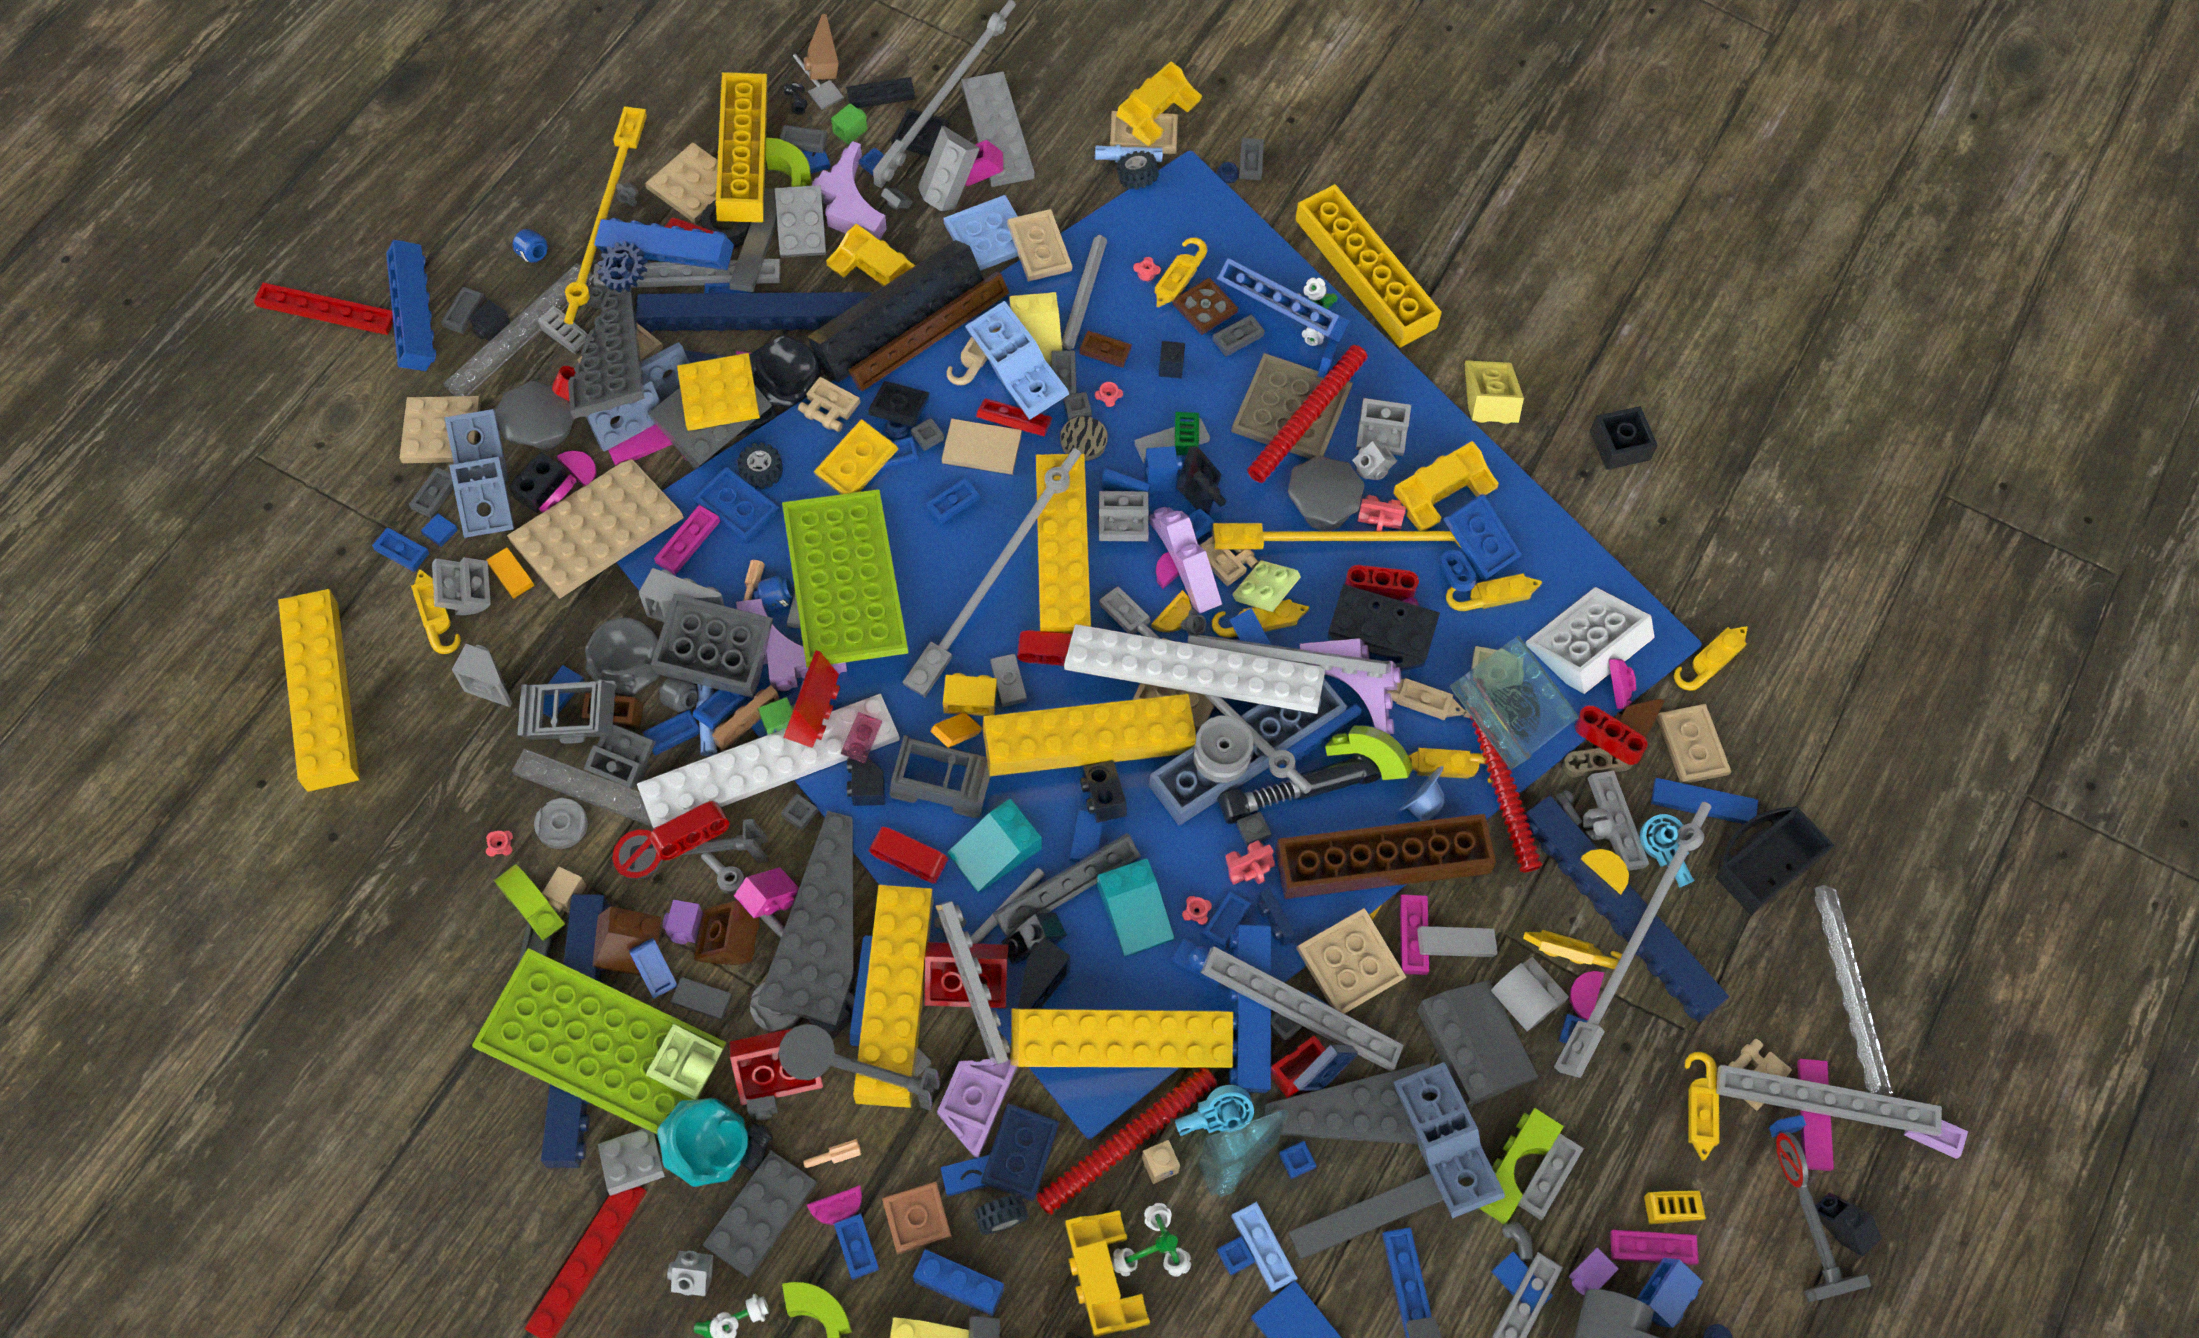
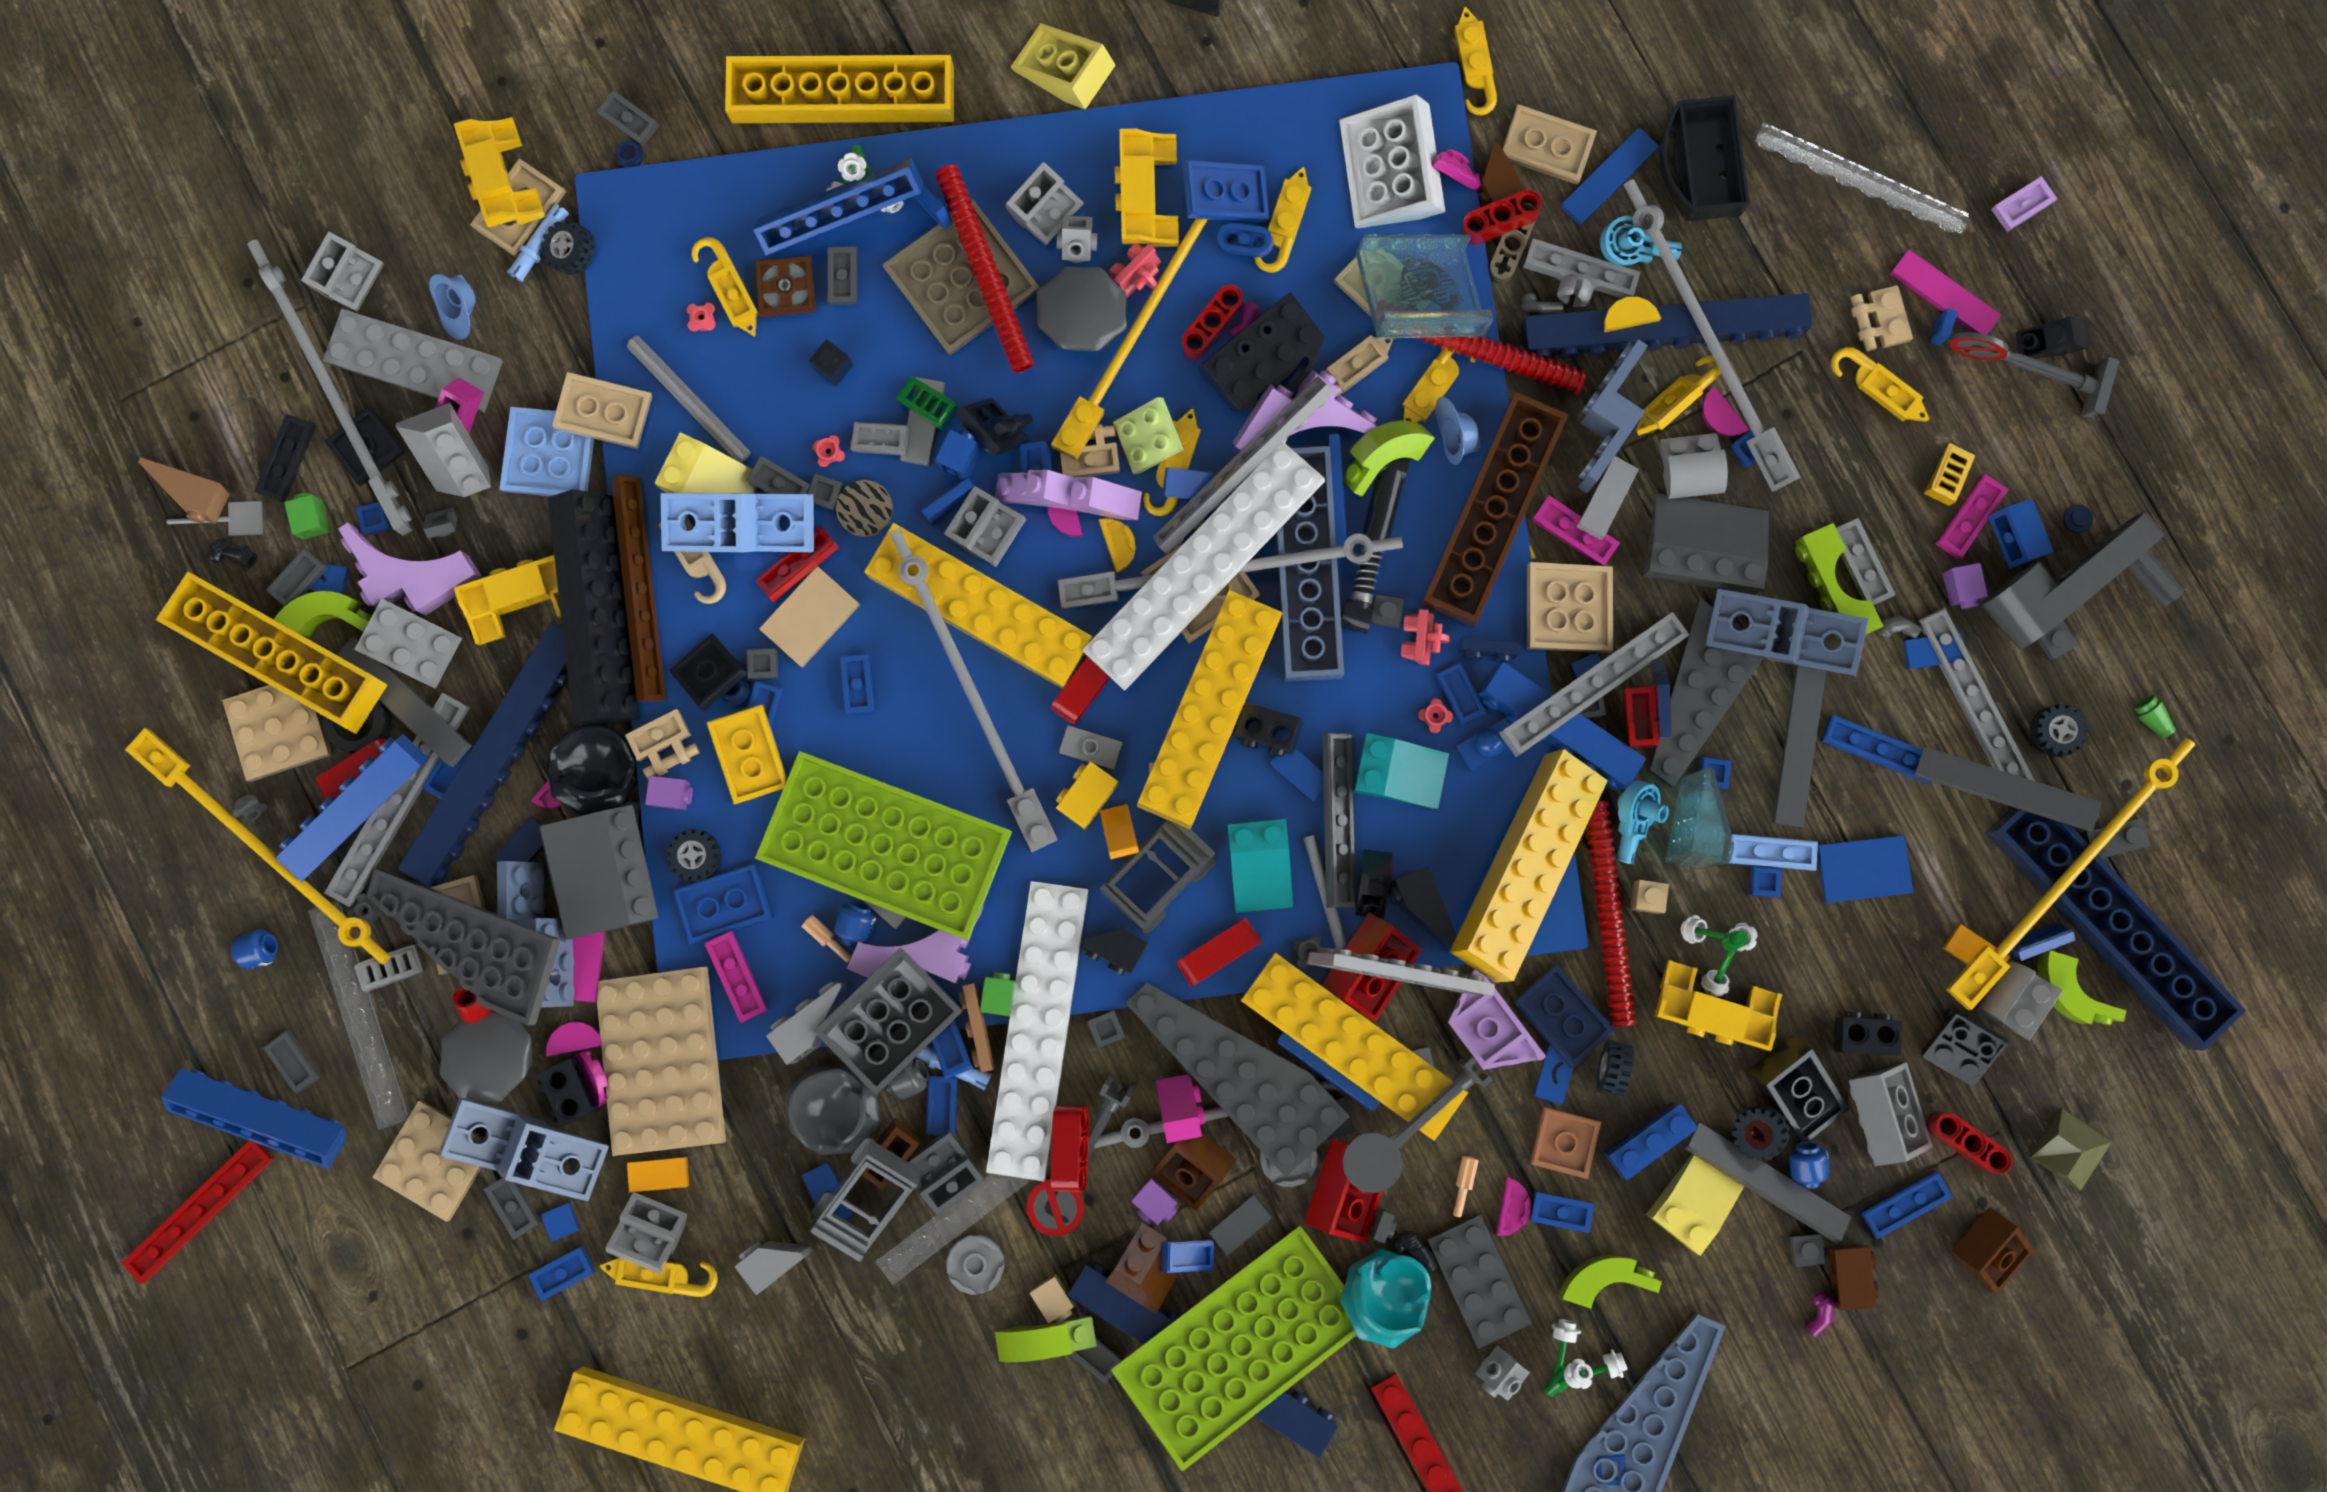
camera: 50 degrees left, 20 degrees up
(489, 321) = (329, 1042): black brick -> none
(499, 836) = (954, 1339): coral plate -> none
(622, 266) = (345, 876): dark blue gear -> none
(630, 1161) = (1363, 1374): light grey plate -> none
(684, 1062) = (1304, 1277): yellowish green plate -> none
(718, 392) = (587, 854): yellow plate -> none
(795, 425) = (668, 793): none -> medium lavender brick
(813, 702) = (1012, 957): red slope -> none
(861, 737) = (1077, 929): clear pink plate -> none
(1027, 57) = (342, 272): none -> light grey brick
(1054, 128) = (454, 303): none -> medium blue piece
(1105, 349) = (773, 421): reddish brown plate -> none
(1140, 419) = (880, 438): none -> light grey plate
(1194, 623) = (1143, 531): dark grey plate -> none
(1223, 749) = (1310, 577): light grey wheel -> none
(1522, 902) = (1610, 415): none -> sand blue bracket
(1829, 1100) = (1948, 276): light grey plate -> none

